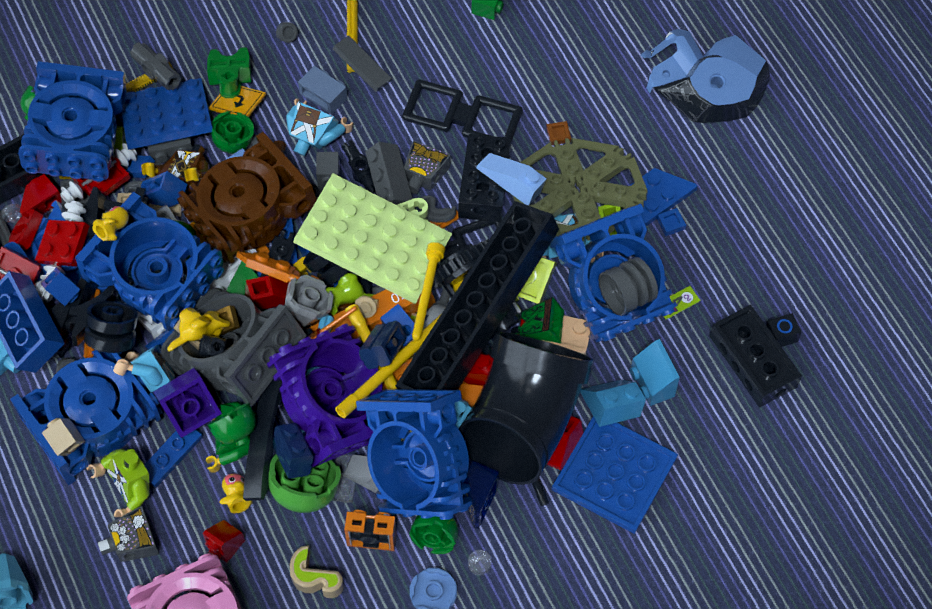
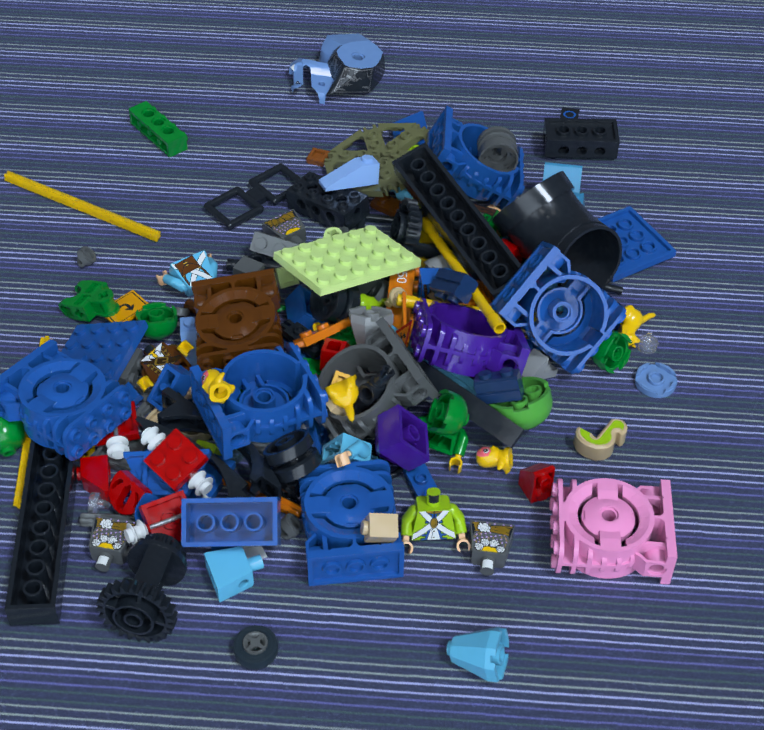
camera: 60 degrees left, 15 degrees down
(61, 287) = (222, 475): blue brick -> none
(155, 66) = (28, 343): dark grey piece -> none
(323, 89) = (160, 256): sand blue piece -> none
(362, 63) = (161, 225): dark grey tile -> none
(370, 531) = (589, 384): orange piece -> none
(434, 254) = (391, 231): yellow piece -> none
(491, 531) = (632, 323): none -> yellow animal

